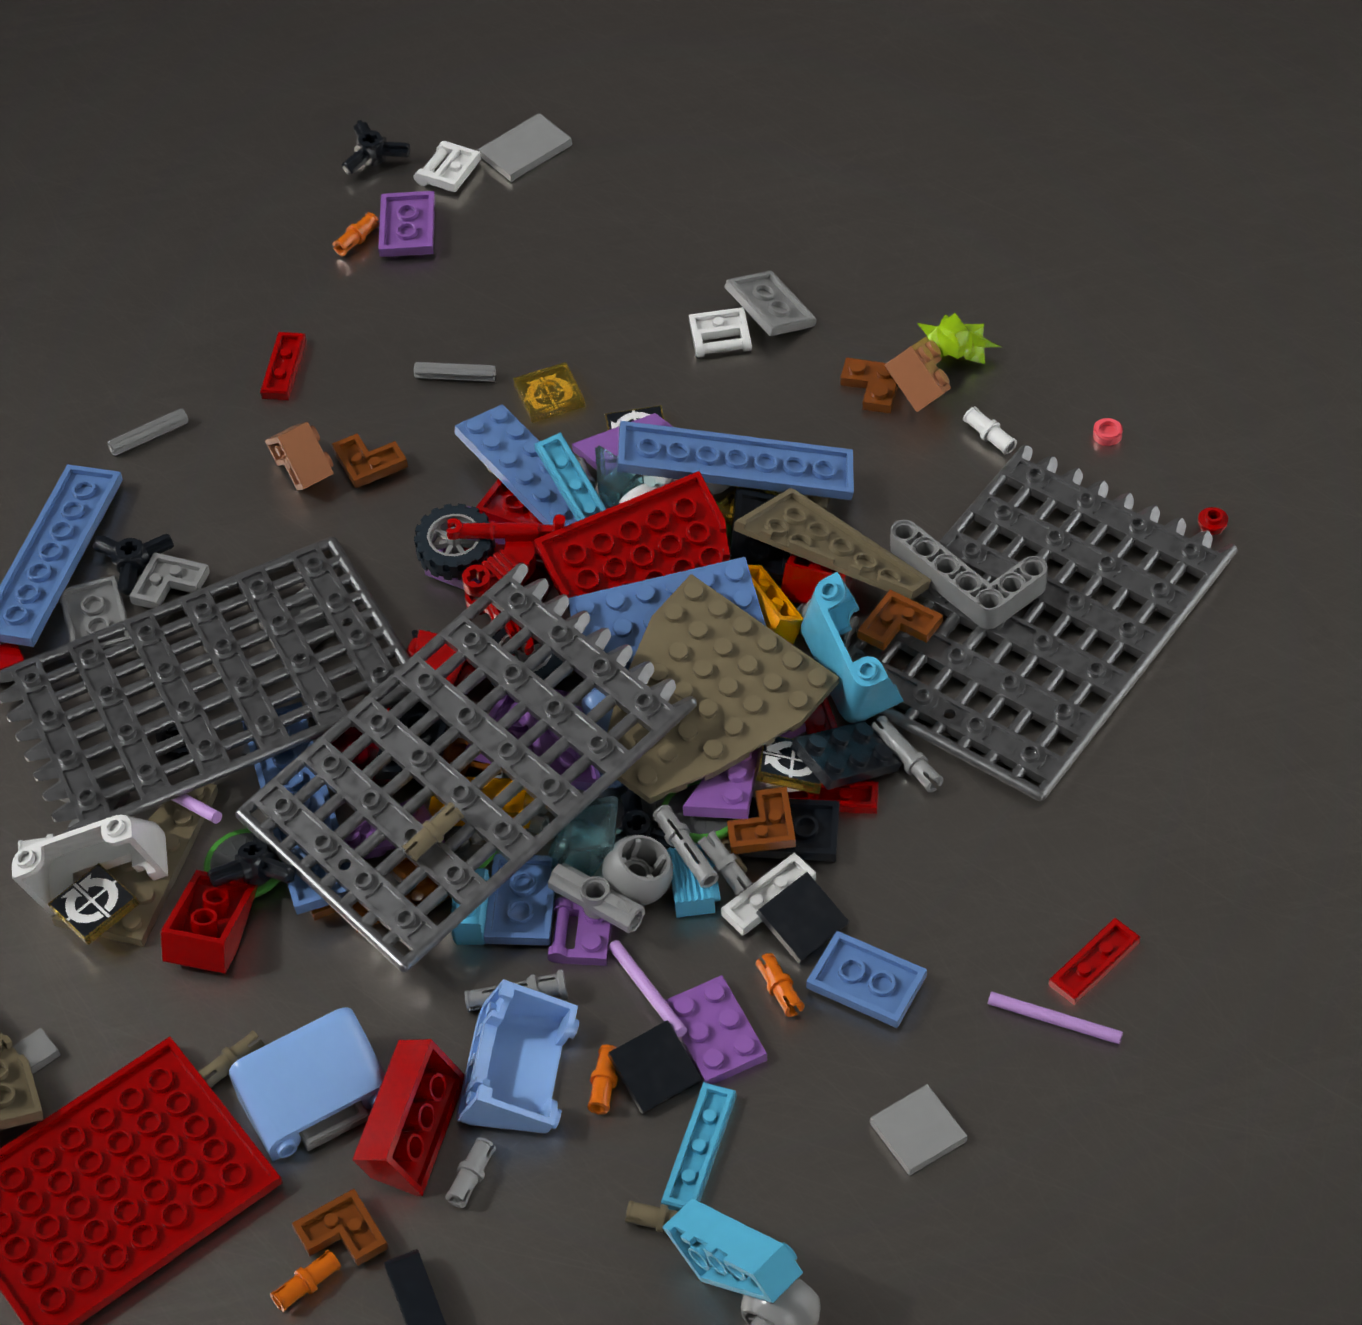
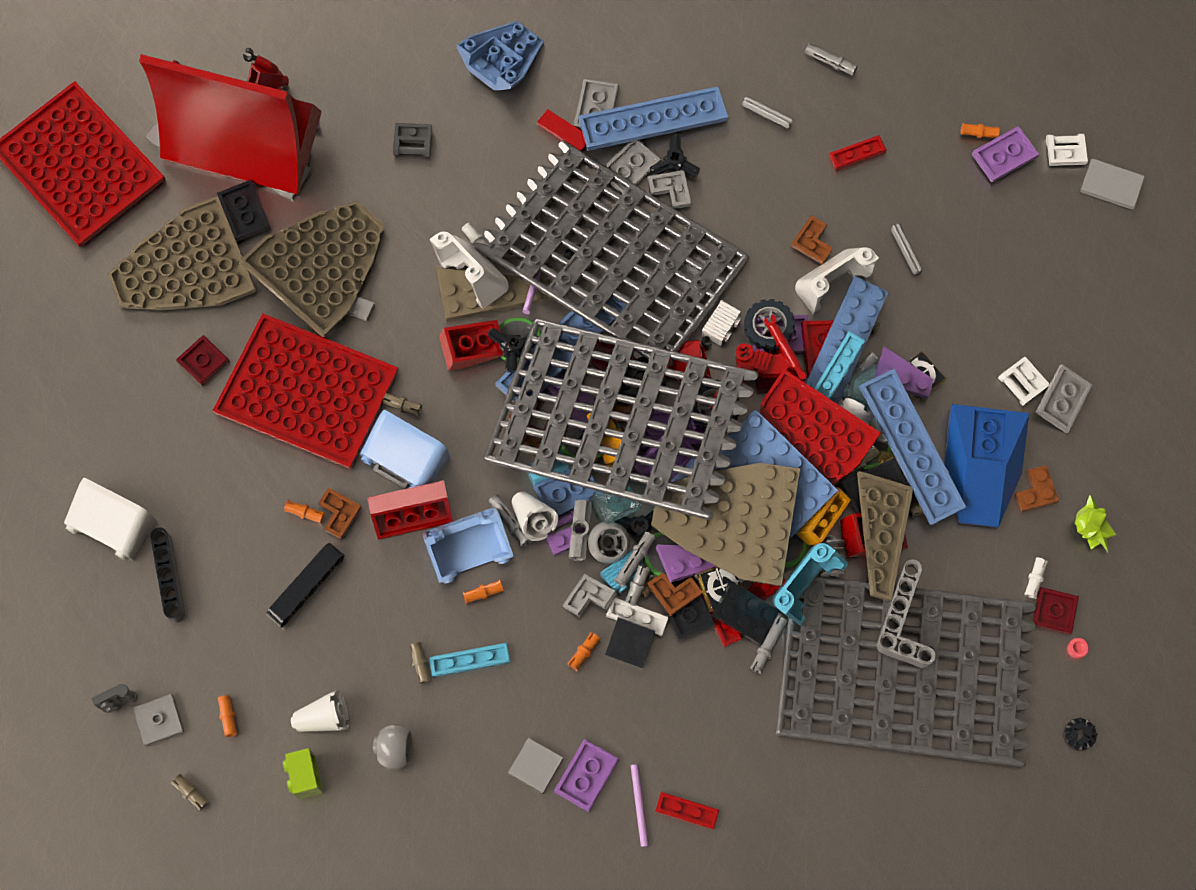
camera: 60 degrees right, 20 degrees up
(93, 904) = (449, 283): tile -> none
(133, 335) = (831, 59): none -> light grey pin
(301, 455) = (792, 199): nougat brick -> none
(372, 149) = (1053, 97): black bush -> none
(407, 605) = (721, 323): none -> white brick
(432, 831) = (562, 427): dark tan pin -> none
(433, 460) = (816, 283): none -> white windscreen
(470, 1172) = (398, 555): light grey pin -> none
(532, 947) = (534, 516): none -> white cone
(549, 392) = (922, 309): clear yellow tile -> none
(647, 987) = (546, 584): lavender bar -> none
(654, 1067) = (501, 613): black tile -> none
(691, 937) = (588, 591): none -> light grey plate
(717, 1031) = (541, 631): medium lavender plate -> none
(732, 1253) = (402, 710): medium azure wedge -> none
(791, 400) = (985, 460): none -> blue wedge
(866, 979) = (610, 694): medium blue plate -> none
(896, 614) = (854, 592): dark orange plate -> none
(917, 373) = (1048, 513): nougat brick -> none
(971, 1068) = (586, 775): none -> medium lavender tile
(1046, 431) = (1055, 610): none -> dark red tile
(1213, 519) = (1034, 742): red plate -> none
(1221, 484) = (1071, 735): none -> black gear

